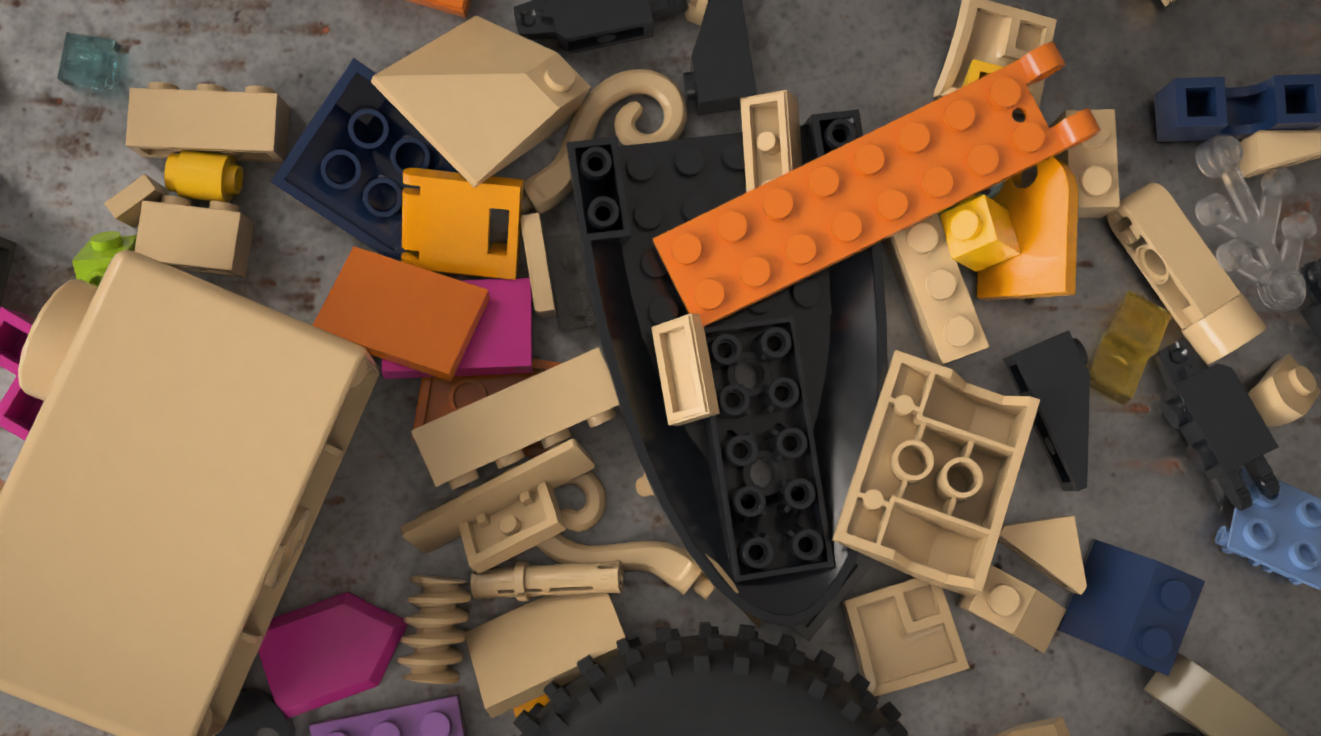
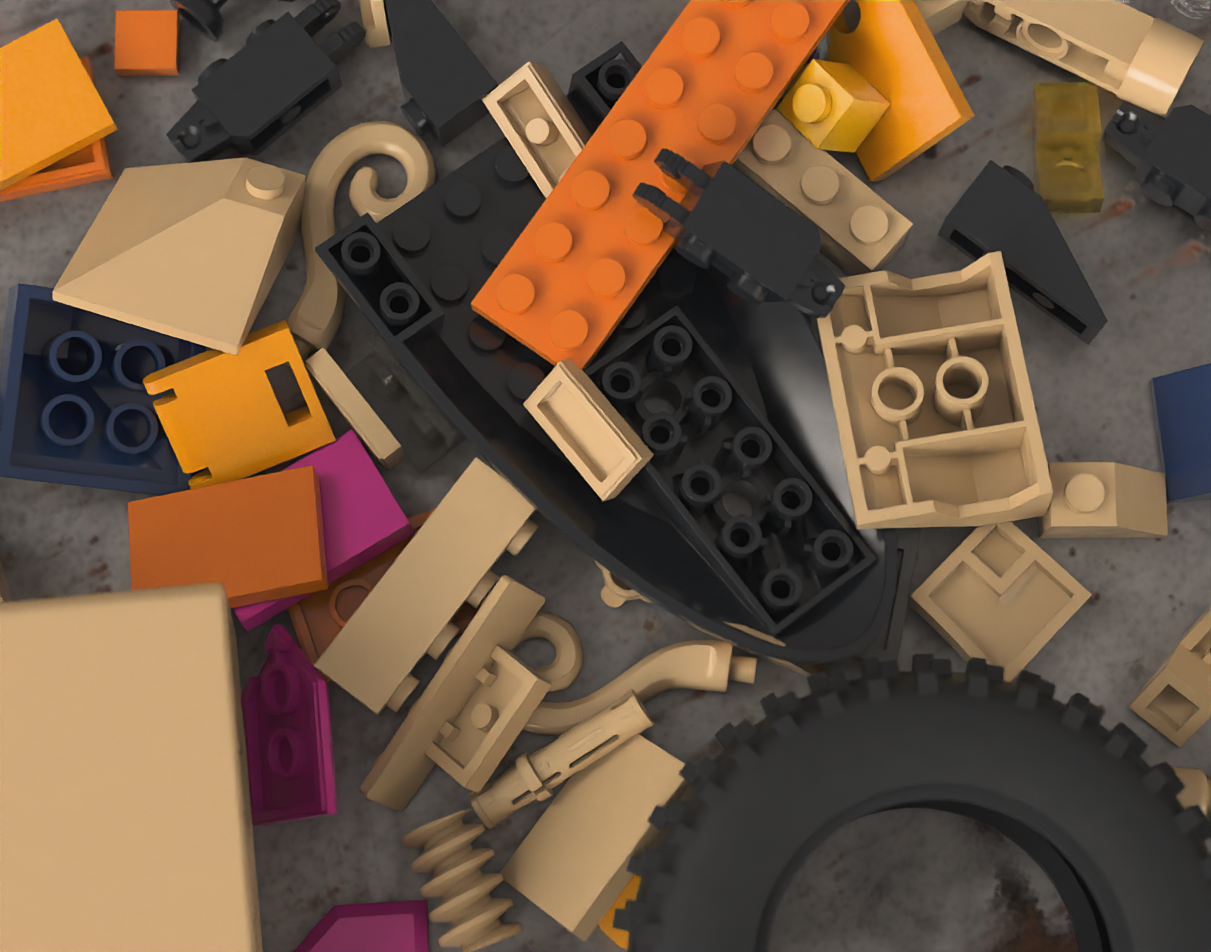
camera: 25 degrees left, 5 degrees down
(373, 465) = (288, 736): none -> dark pink tile
(867, 293) = (743, 234): none -> black hinge
(1050, 547) = (1105, 414): tan slope -> none

